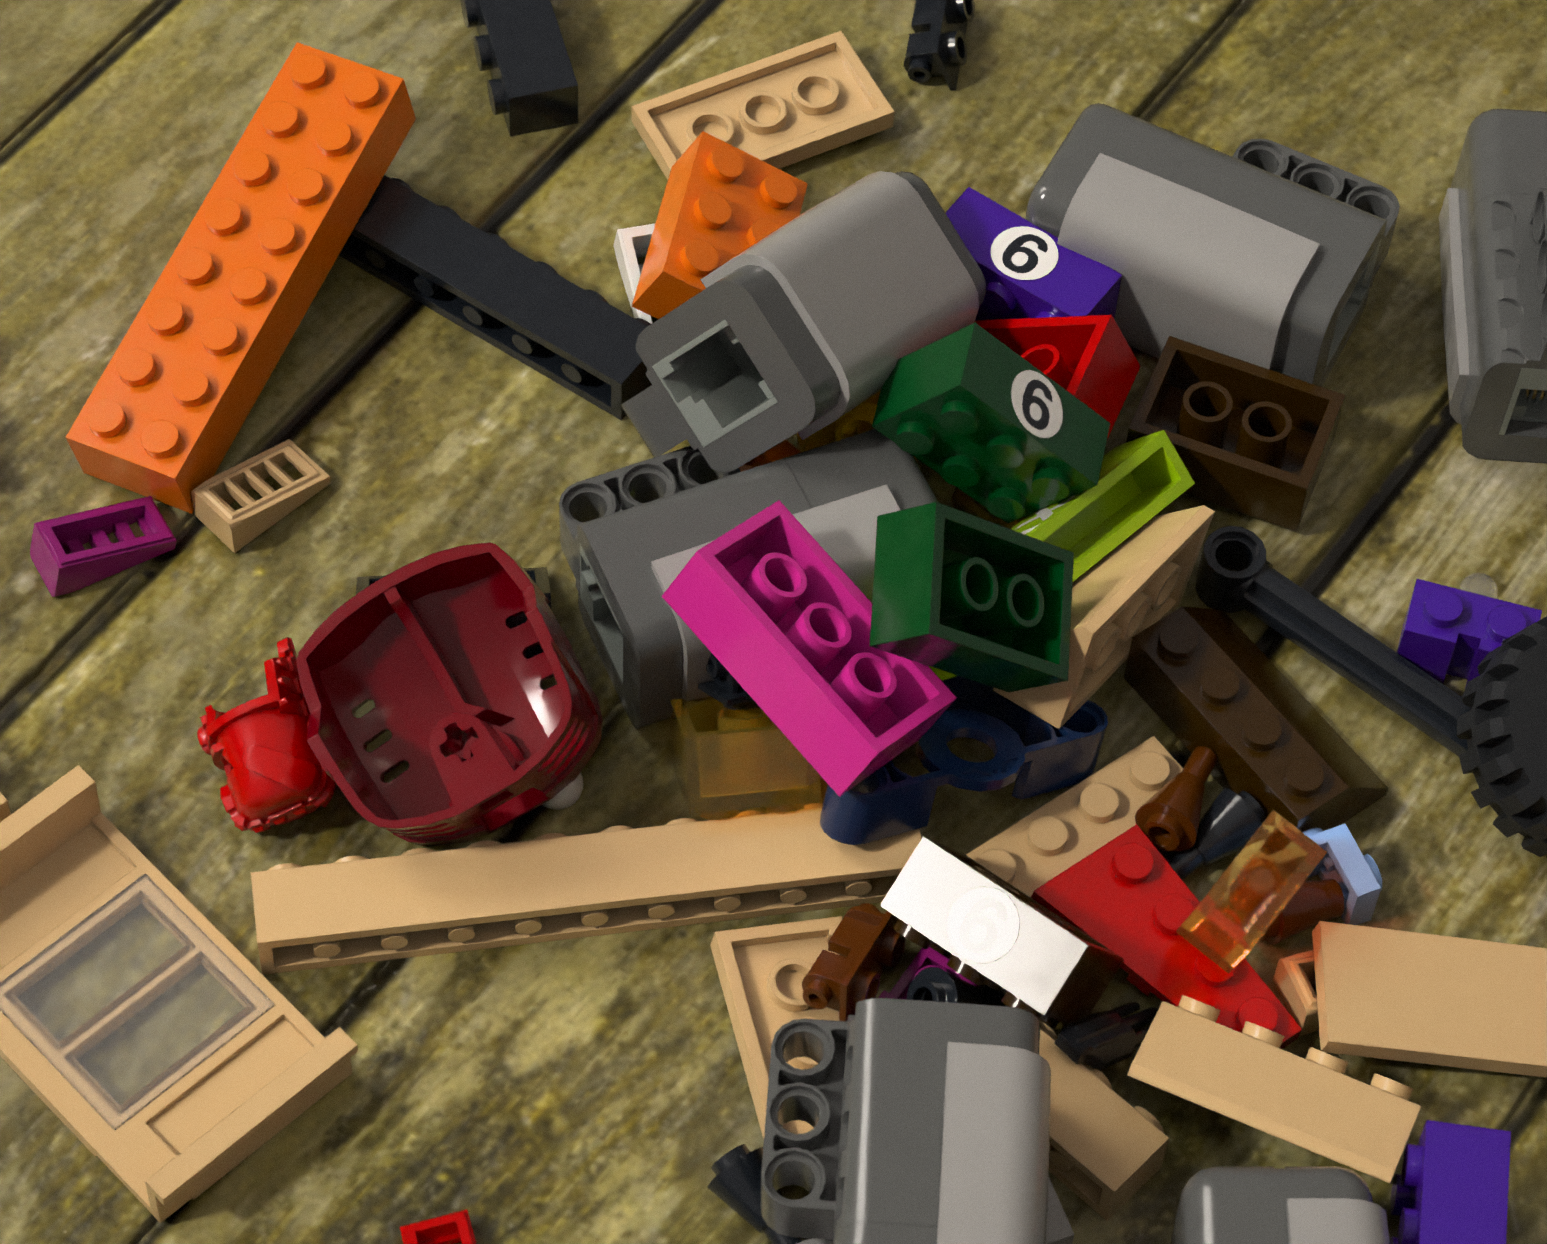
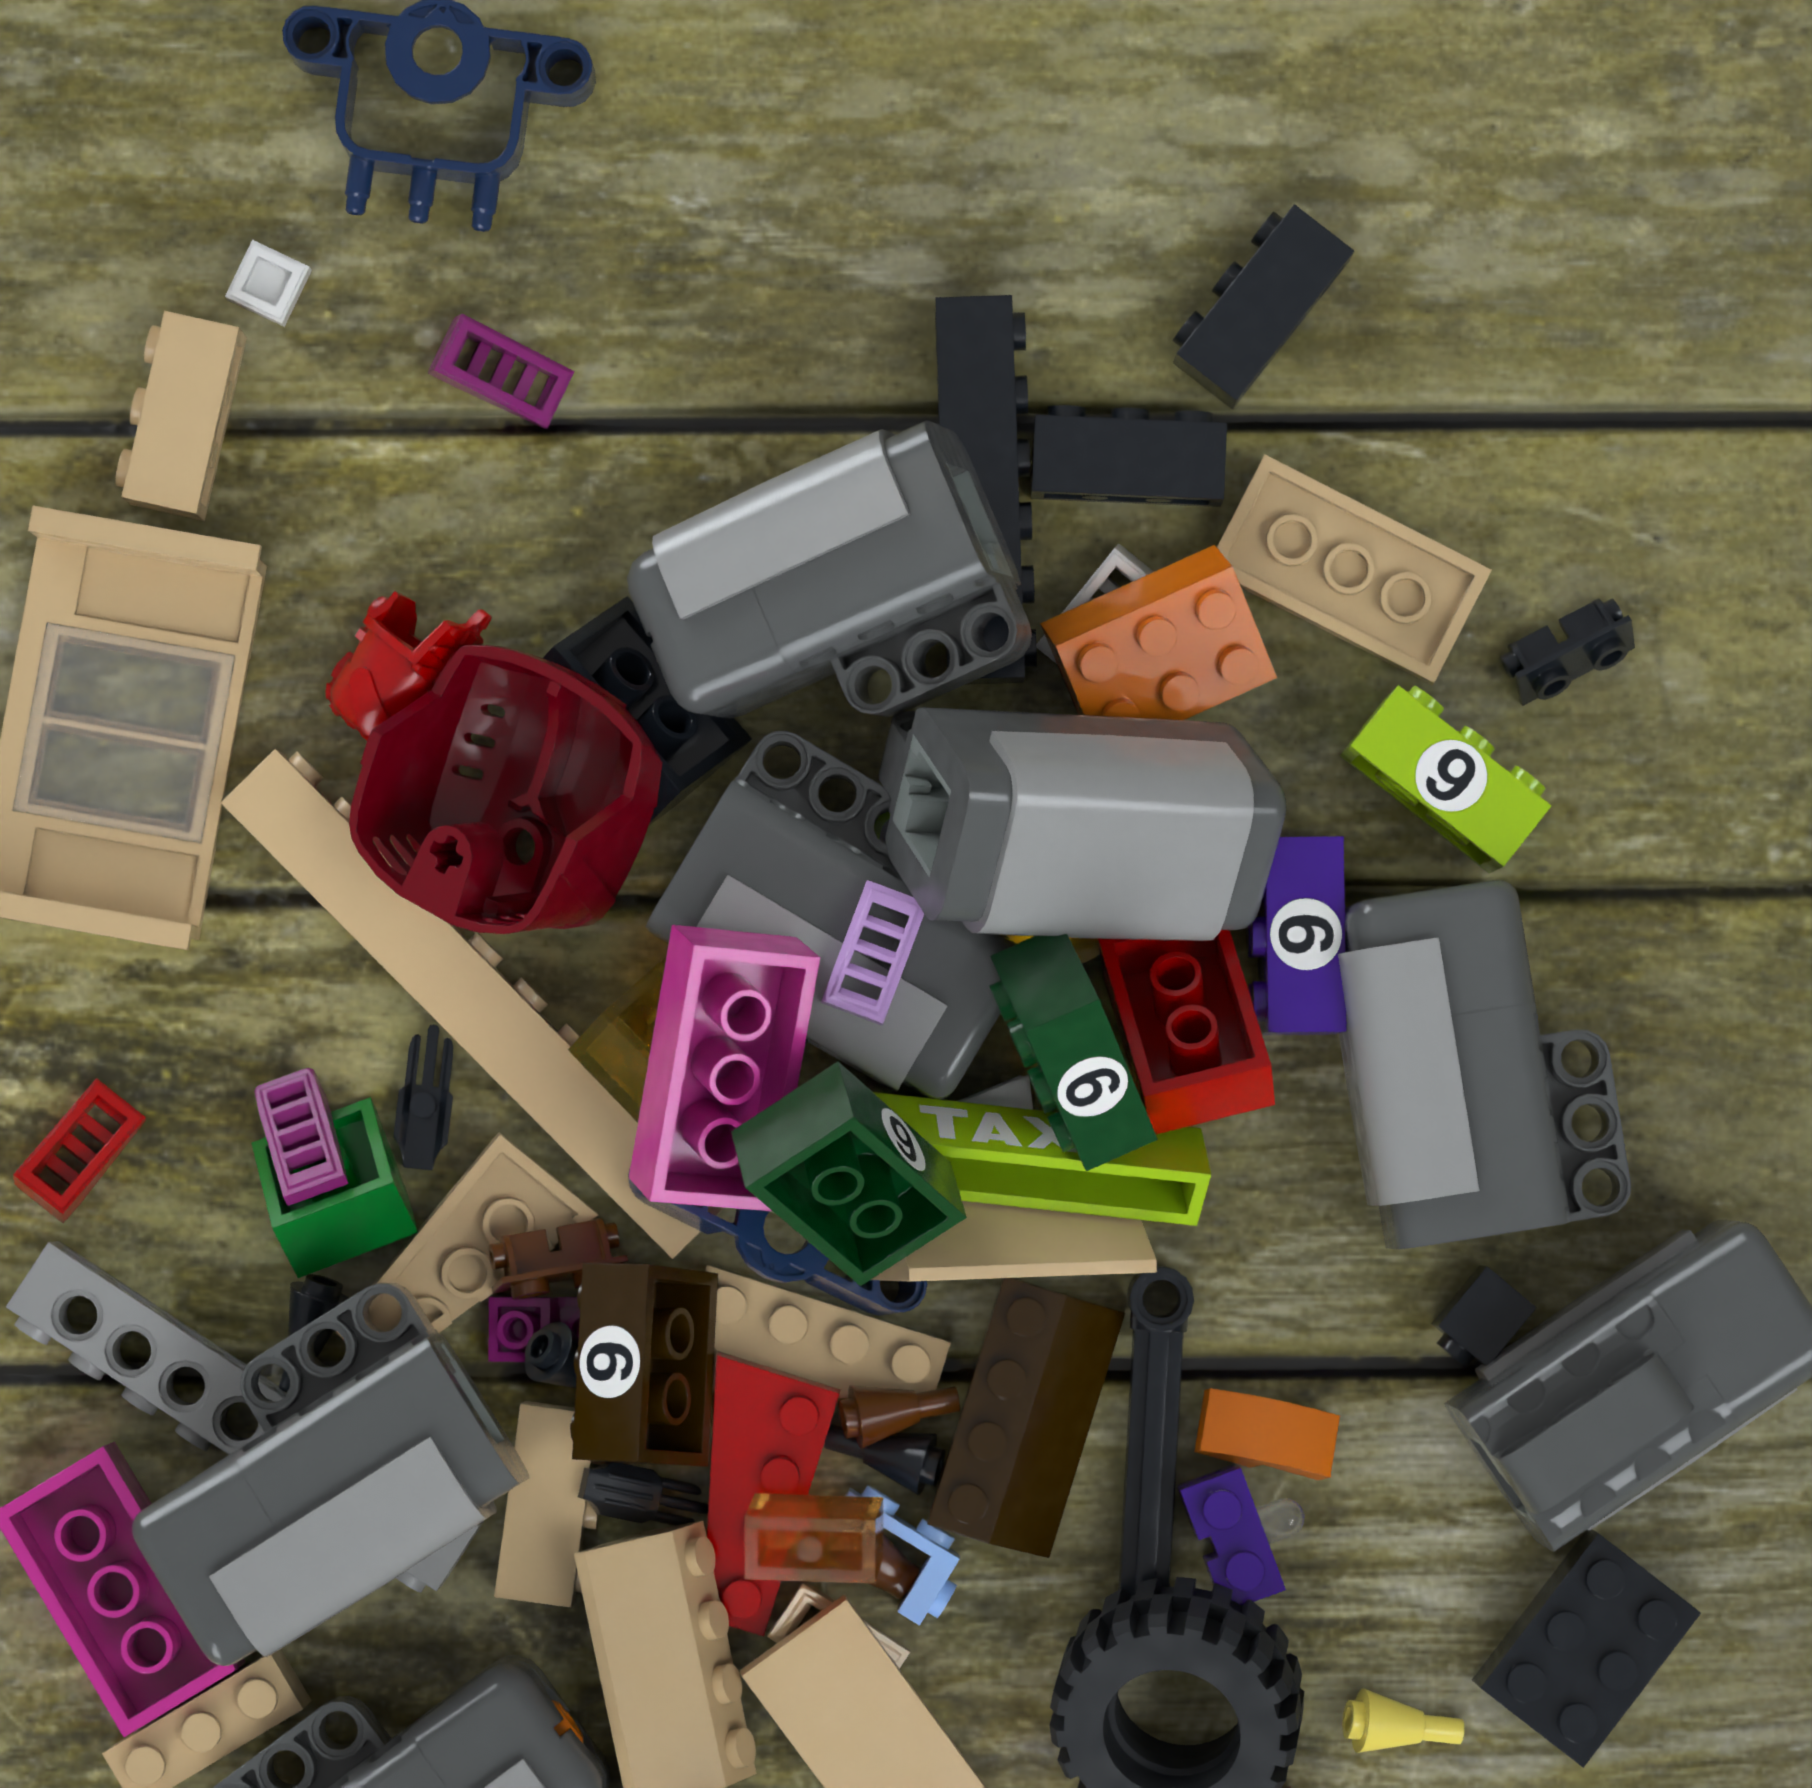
camera: 55 degrees right, 30 degrees up
(239, 527) = (590, 446): tan slope -> none
(242, 277) = (811, 290): orange brick -> none
(476, 368) = (834, 573): none -> dark grey piece
(562, 184) = (1128, 457): none -> black brick
(581, 1076) = (300, 1133): none -> magenta slope
(643, 989) = (423, 1109): none -> black piece
(655, 1094) = (350, 1218): none -> green slope
(832, 534) = (858, 1004): none -> lavender slope
(977, 128) = (1447, 777): none -> lime brick
(1240, 430) = (1293, 1213): dark brown brick -> none
(1386, 572) = (1267, 1433): none -> orange slope
(1410, 375) = (1481, 1318): none -> black brick

